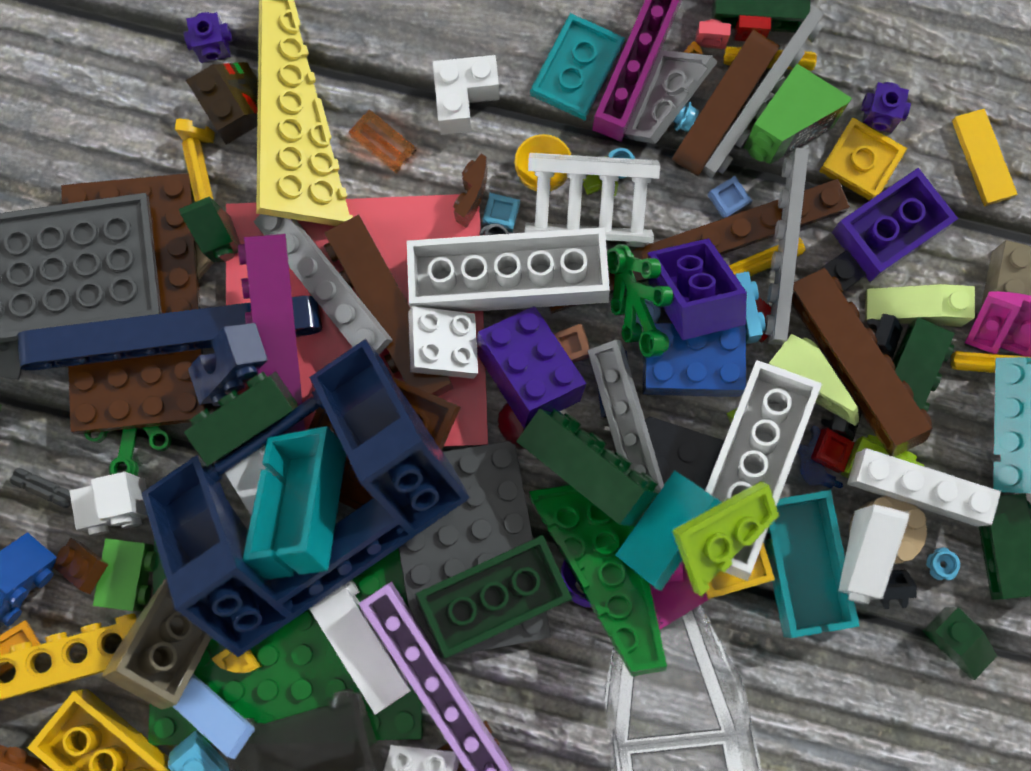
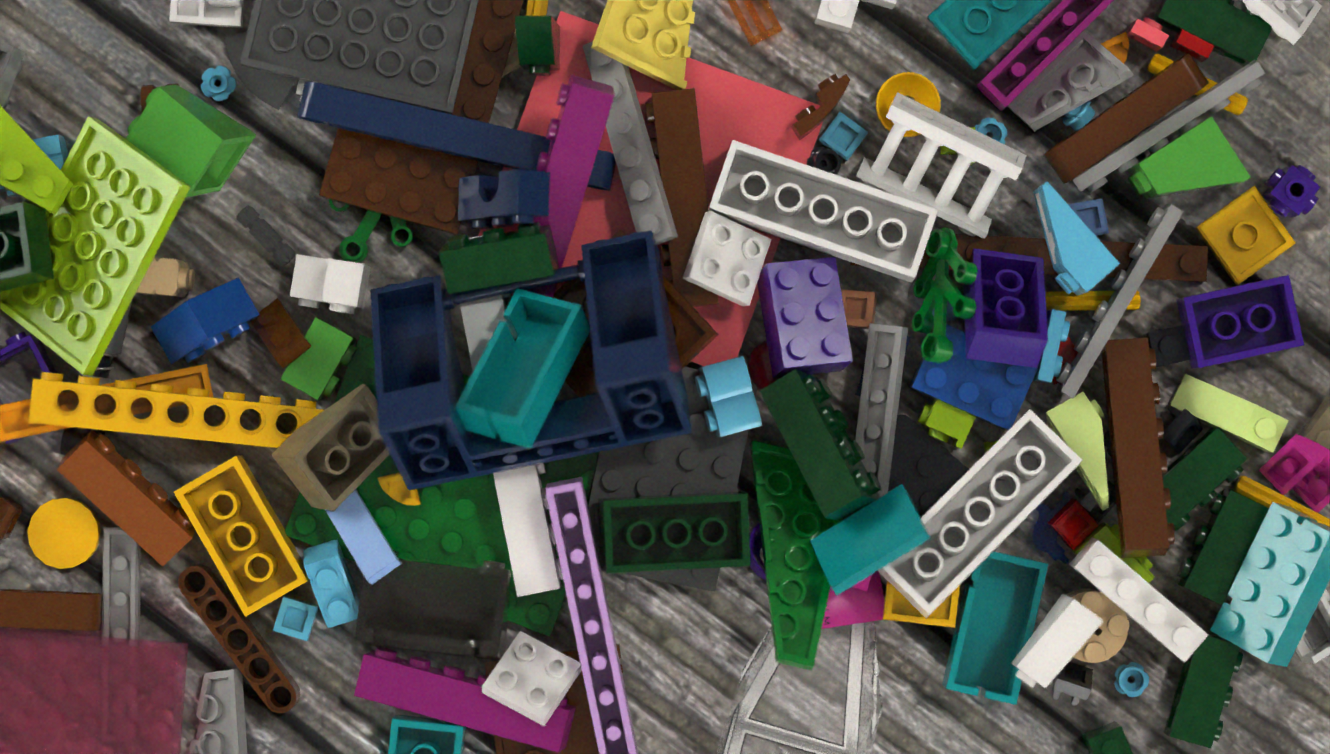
camera: 20 degrees right, 10 degrees up
(492, 459) = (728, 397): none -> medium azure brick
(688, 407) = (946, 422): none -> lime brick
(720, 533) = (913, 566): lime wing -> none
(728, 212) = (1072, 246): none -> medium azure slope
(967, 417) = (1221, 545): none -> dark green brick

